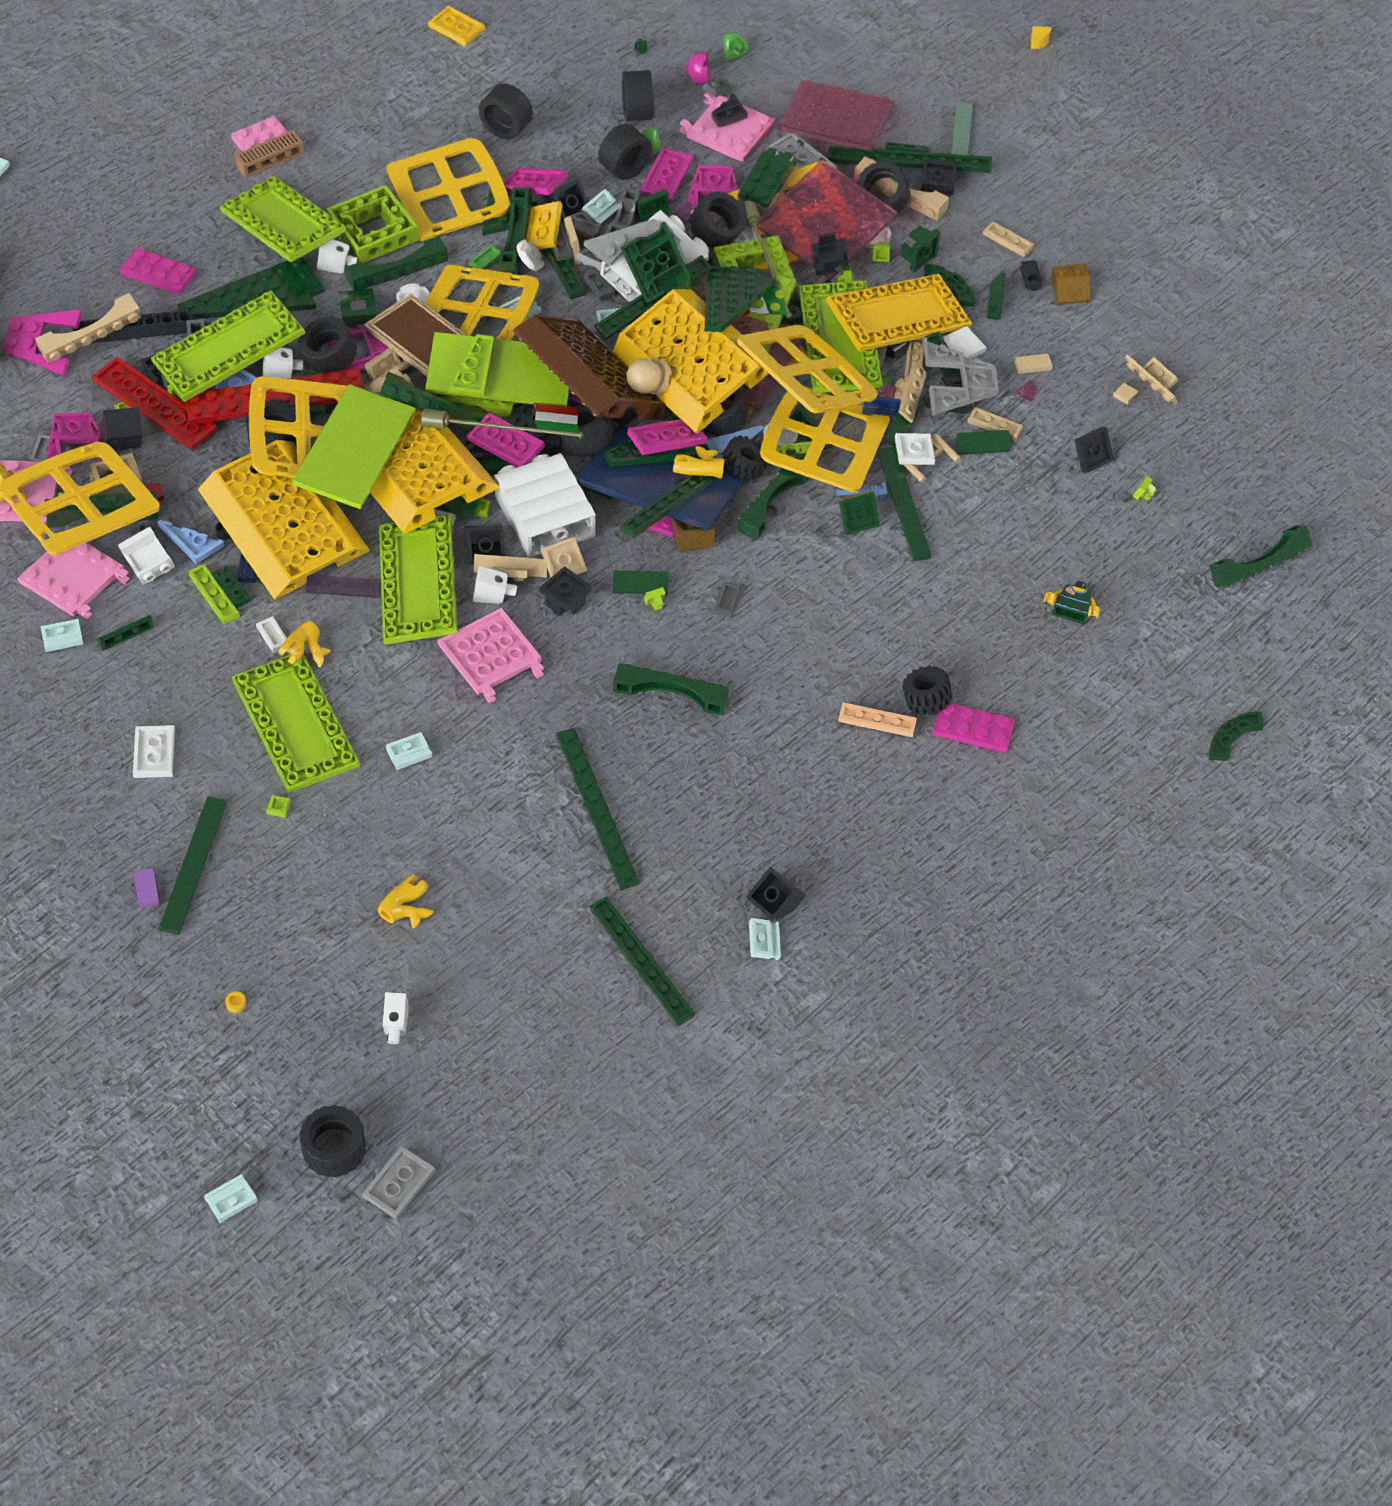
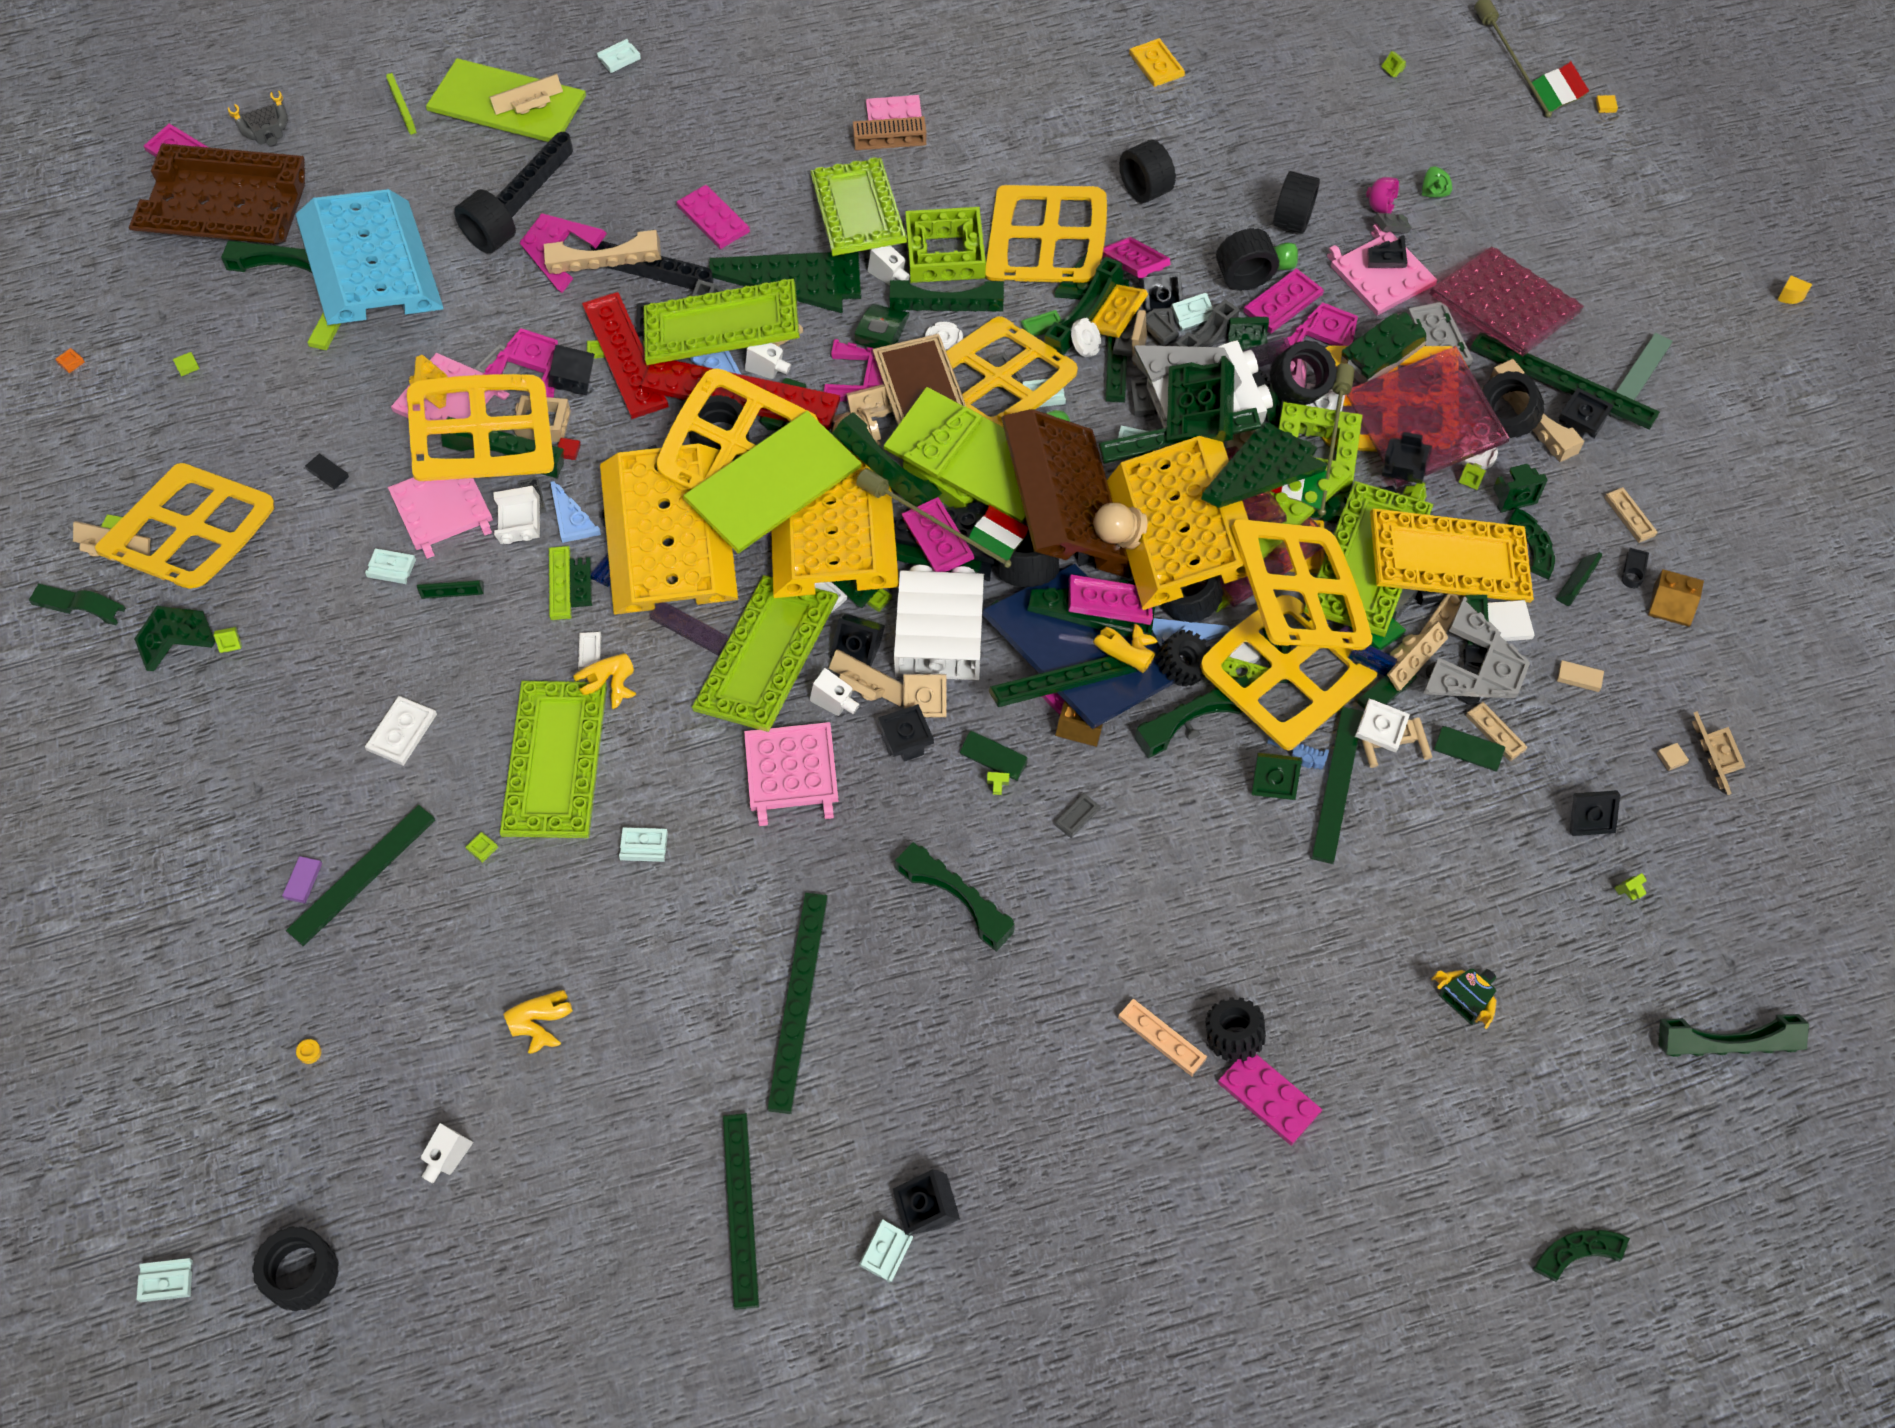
camera: 30 degrees right, 5 degrees up
(321, 332) = (815, 344): black tyre -> none
(398, 1182) = (336, 1351): light grey plate -> none
(640, 46) = (1335, 149): dark green plate -> none
(887, 391) = (1388, 644): clear pink tile -> none
(906, 147) = (1568, 365): dark green hinge -> none
(1028, 391) = (1557, 706): clear pink tile -> none

